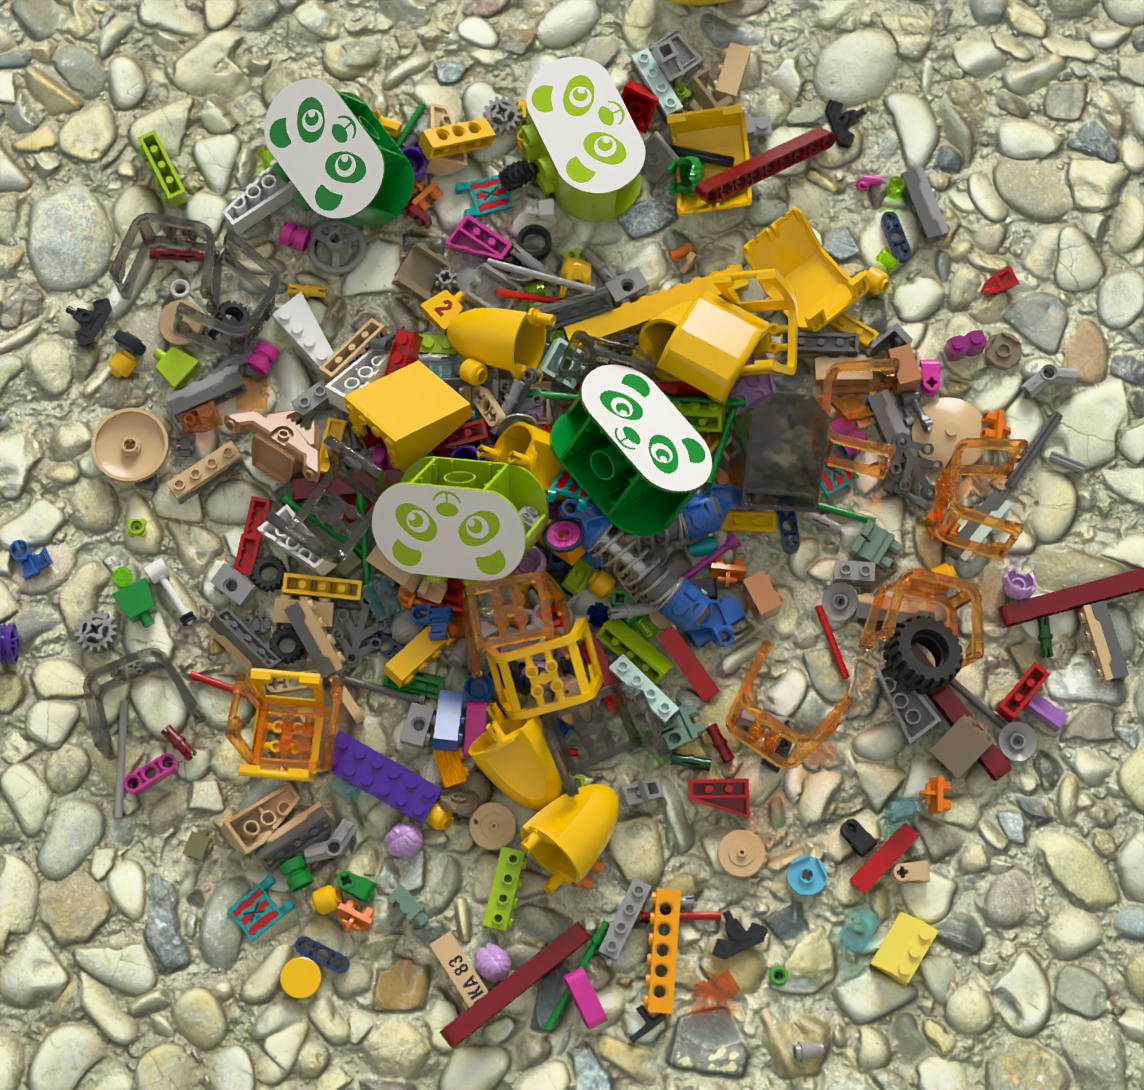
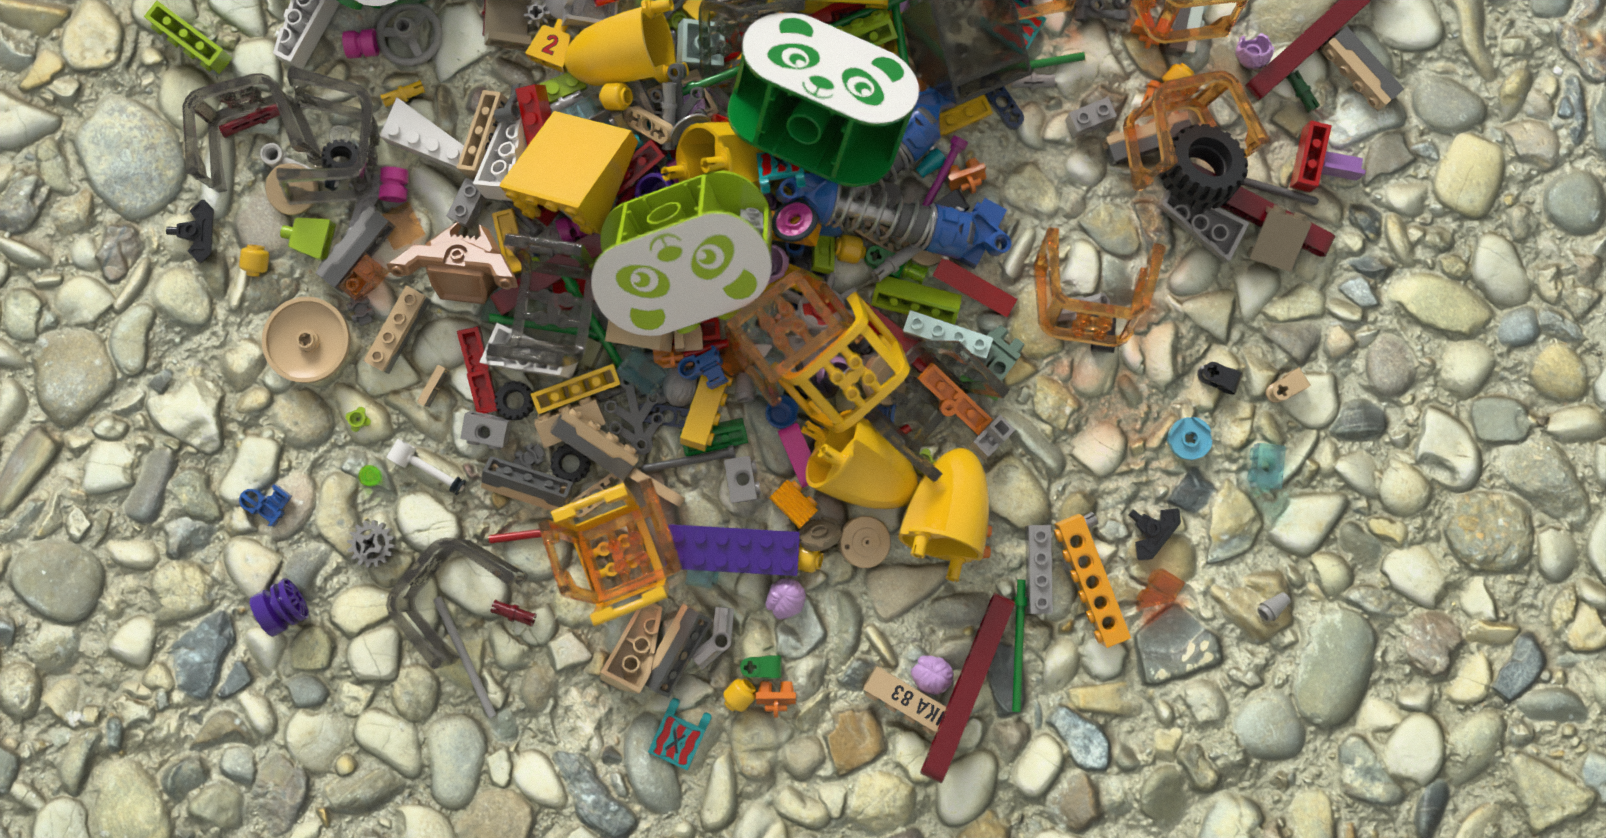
camera: 25 degrees left, 10 degrees up
(130, 342) = (249, 234): black wheel -> none
(137, 602) = (398, 494): green torso -> none
(141, 774) = (493, 663): dark pink beam -> none
(149, 484) = (346, 369): dark grey tile -> none
(198, 845) = (587, 705): olive brick -> none
(210, 530) = (433, 386): none -> tan tile
(297, 875) = (697, 684): green wheel -> none
(300, 978) = (754, 782): yellow tile -> none
(311, 943) = (779, 754): dark blue beam -> none
(409, 907) = (825, 662): sand green hips -> none
(449, 720) = (771, 460): brick -> none
(504, 889) = (907, 598): lime brick -> none
(585, 998) = (1039, 664): dark pink beam -> none
(598, 614) = (862, 281): clear blue gear -> none
(624, 745) = (953, 399): none -> orange hinge
(650, 1023) = (1111, 655): black piece -> none
(687, 915) = (1095, 533): red bar -> none
(690, 761) = (1026, 382): dark green pin -> none
(720, 743) = (1043, 350): dark red pin -> none
(722, 794) = (1073, 399): red wedge -> none
(741, 853) = (1117, 448): tan wheel -> none
(761, 596) = (1013, 185): nougat brick -> none
(778, 969) = (1217, 548): bright green plate -> none
(832, 601) = (1080, 154): light grey dish -> none
(832, 642) = (1097, 193): red bar -> none
(873, 545) = (1095, 80): sand green hips -> none
(884, 857) = (1256, 384): red slope -> none
(902, 810) = (1253, 330): clear light blue brick -> none
(904, 947) = (1317, 462): light yellow slope -> none
(934, 795) = (1275, 299): orange hips -> none
(1026, 737) = (1335, 204): light grey dish -> none

